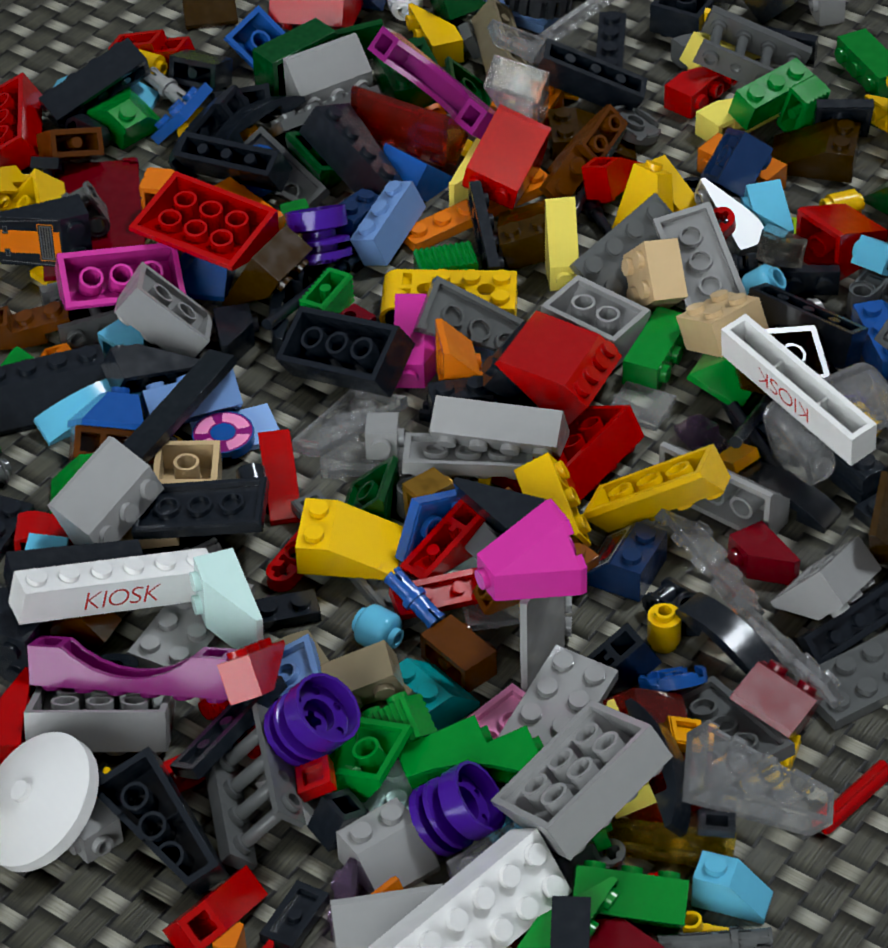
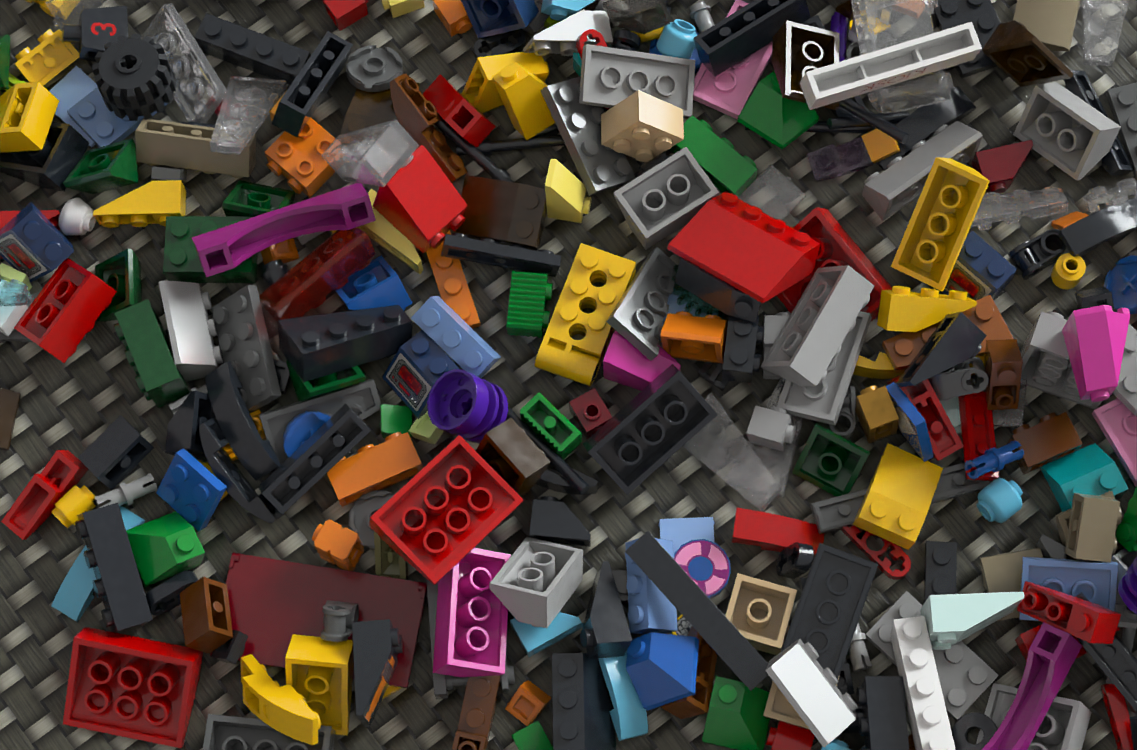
camera: 70 degrees left, 30 degrees up
(252, 32) = (85, 382): blue slope -> none
(704, 320) = (732, 93): tan brick -> none

